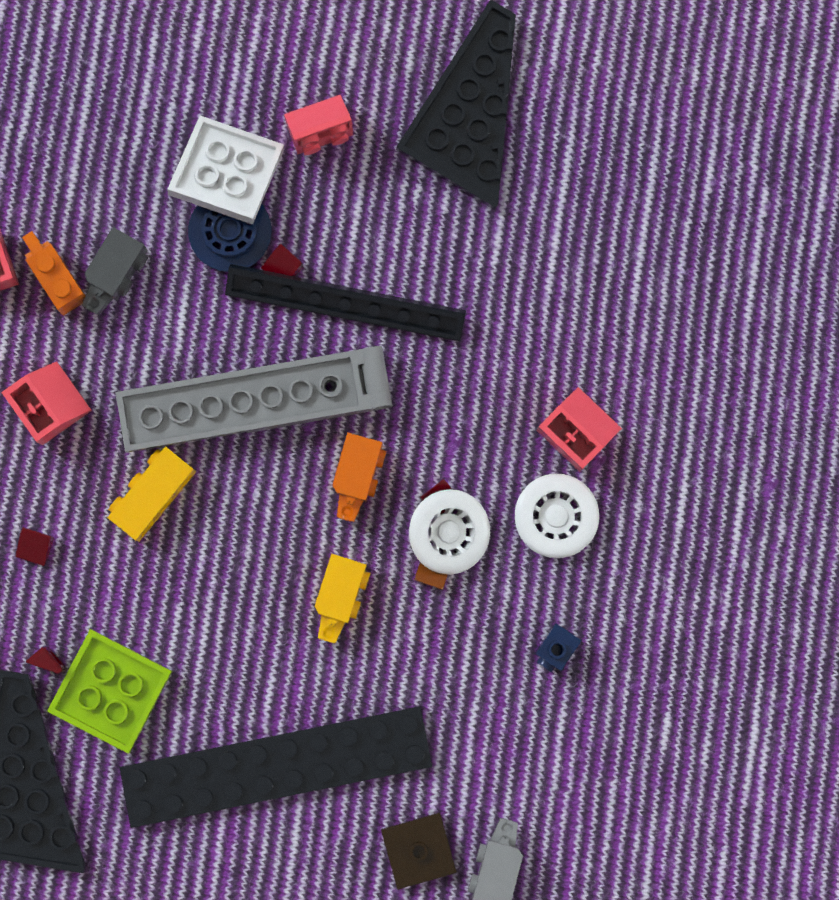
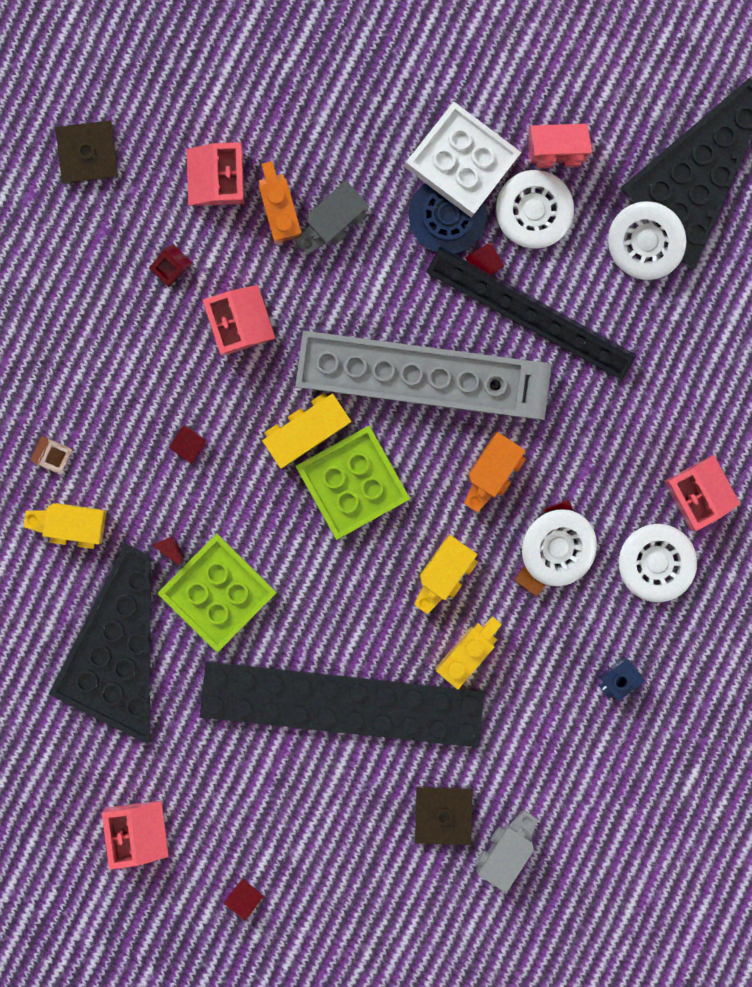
camera: 20 degrees right, 5 degrees up
(215, 532) = (352, 482): none -> lime plate
(316, 197) = (534, 209): none -> white wheel
(390, 670) = (468, 653): none -> yellow hinge
(439, 192) = (647, 240): none -> white wheel

